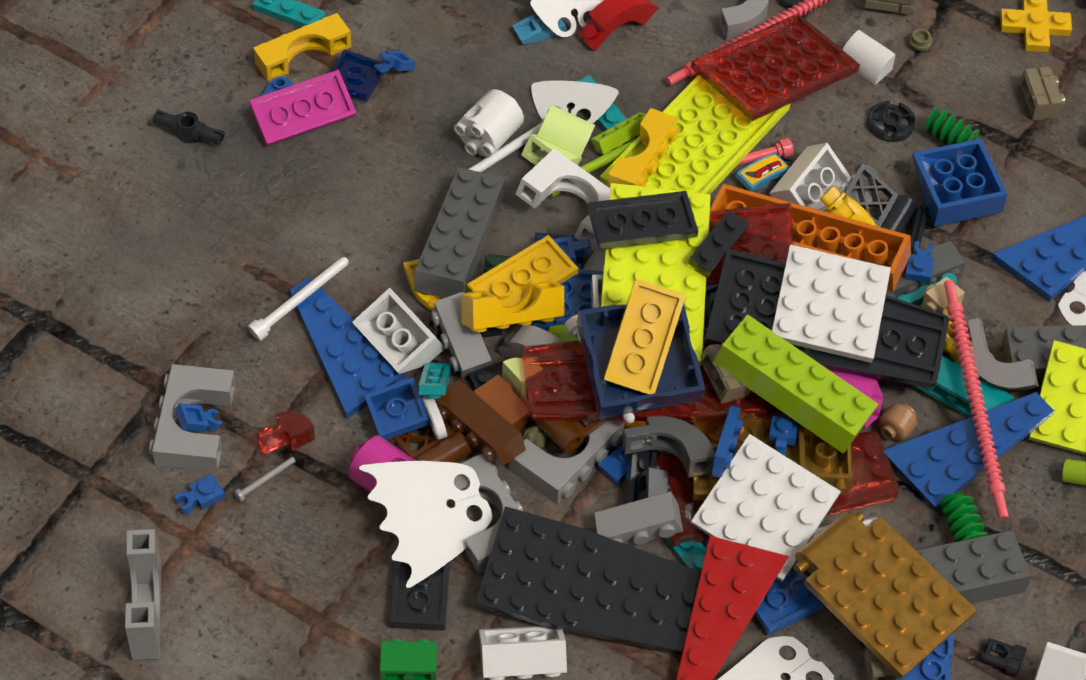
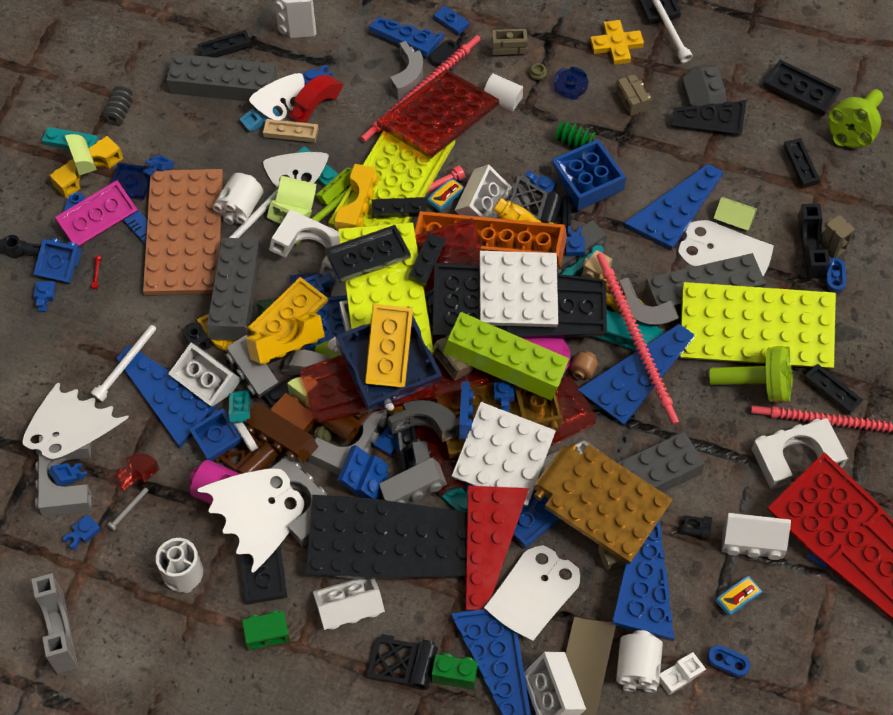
camera: 10 degrees left, 5 degrees up
(215, 192) = (43, 293): none -> blue plate
(220, 356) = (73, 419): none -> white piece
(241, 155) = (57, 260): none -> blue plate
(281, 195) = (95, 285): none -> red hinge
(299, 28) = (80, 153): none -> yellowish green brick
(316, 557) = (179, 565): none -> white cylinder
(357, 137) = (138, 225): none -> blue tile
(399, 282) = (195, 334): none -> black brick
(408, 152) = (182, 232): none -> nougat plate
(576, 52) = (290, 130): none -> tan plate
(576, 495) = (363, 473): none -> blue plate
(695, 174) = (398, 207): none -> black plate
(890, 121) = (529, 137): black piece -> none
(896, 181) = (542, 182): none -> blue plate
(961, 72) = (568, 90): none -> clear blue plate
(962, 517) = (645, 429): green piece -> none

